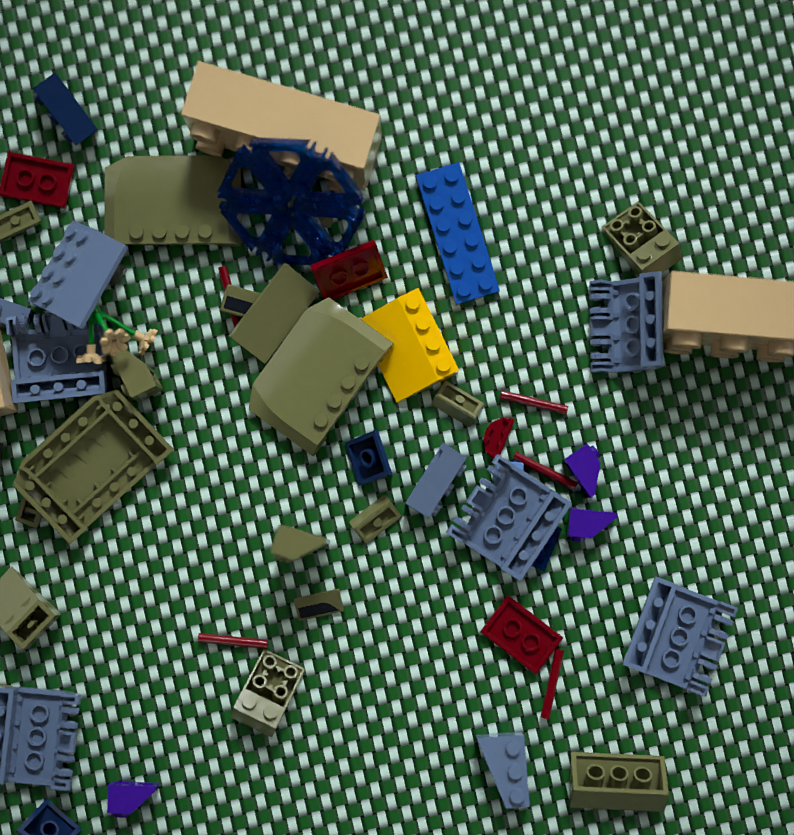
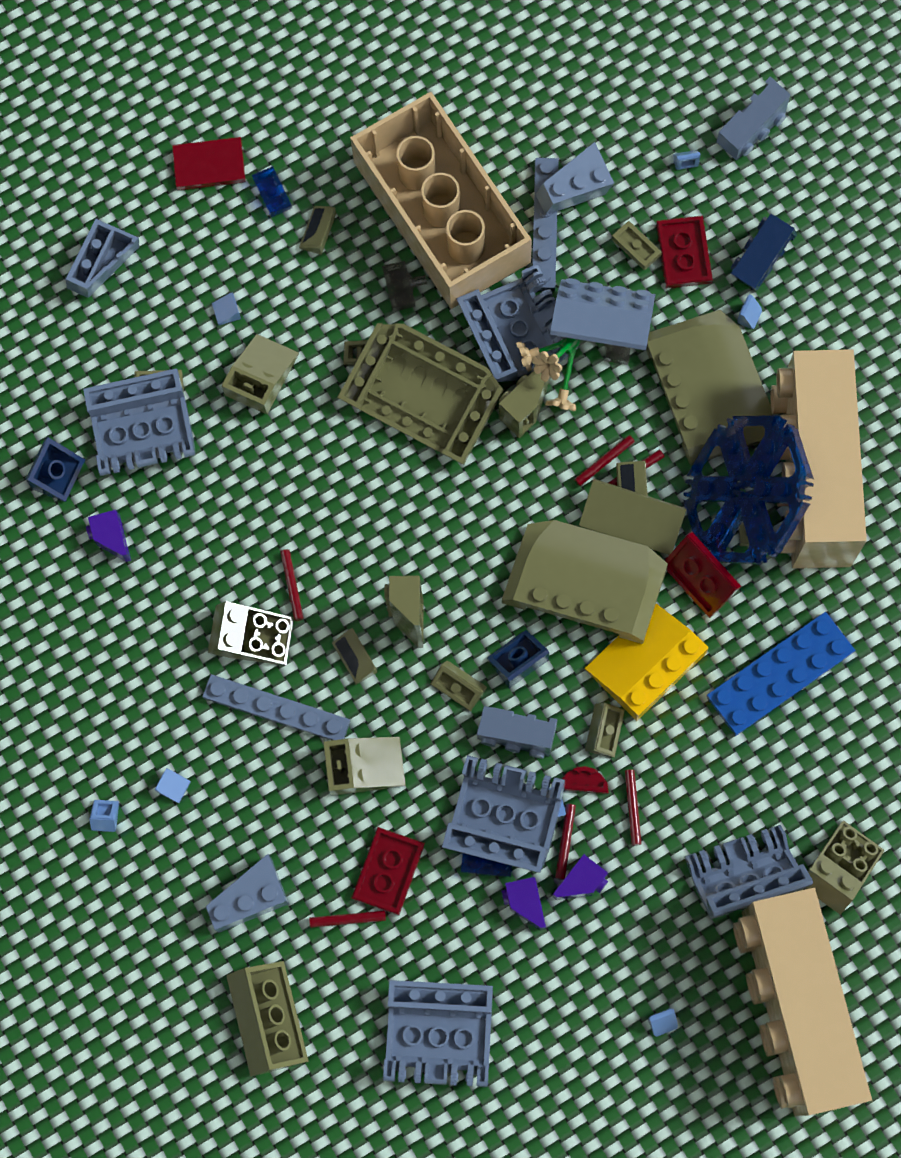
camera: 75 degrees right, 10 degrees down
(117, 142) = (750, 313): none -> medium blue slope
(212, 322) = (604, 460): none -> dark red bar
(343, 690) = (276, 708): none -> sand blue plate
(383, 805) = (172, 785): none -> medium blue slope
(422, 626) = (363, 764): none -> slope
(724, 439) = (663, 1022): none -> medium blue slope

